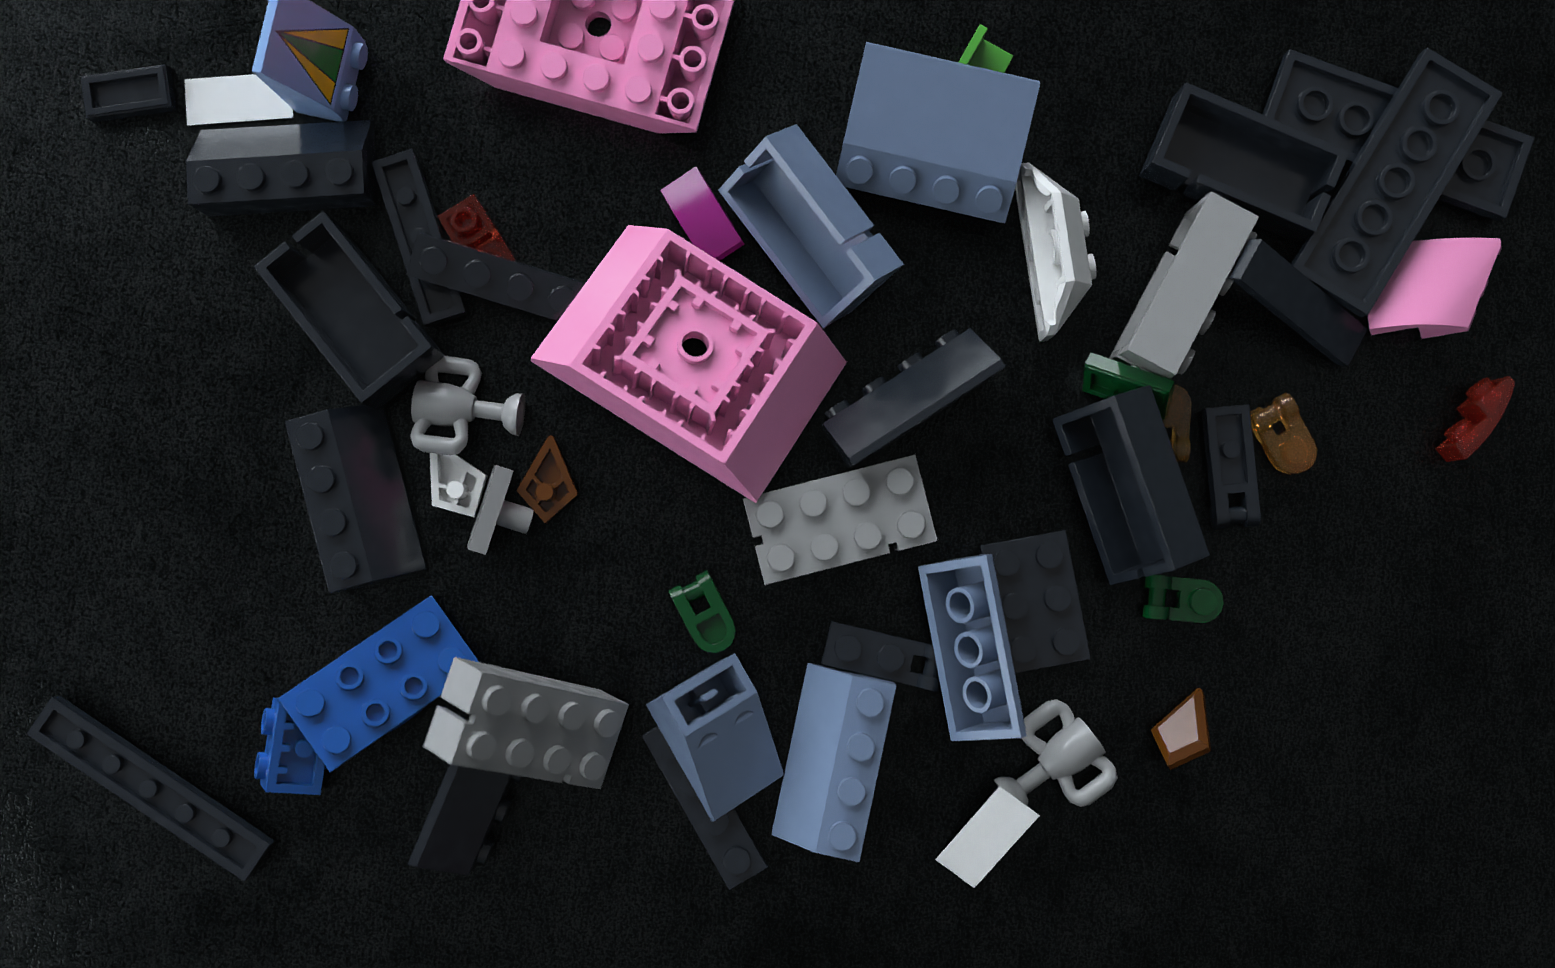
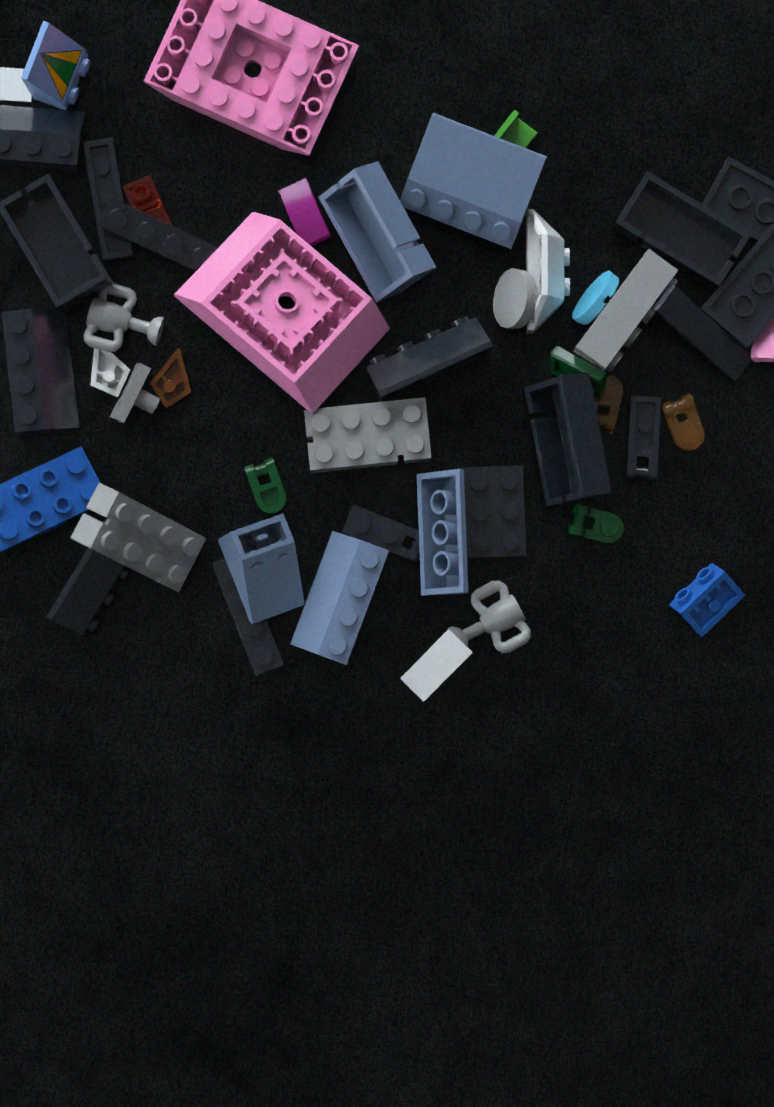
camera: 10 degrees right, 0 degrees up
(1020, 294) = (513, 298): none -> light grey tile
(1134, 275) = (593, 299): none -> medium azure tile
(1184, 731) = (582, 614): reddish brown piece -> none
(1357, 682) = (707, 599): none -> blue bracket

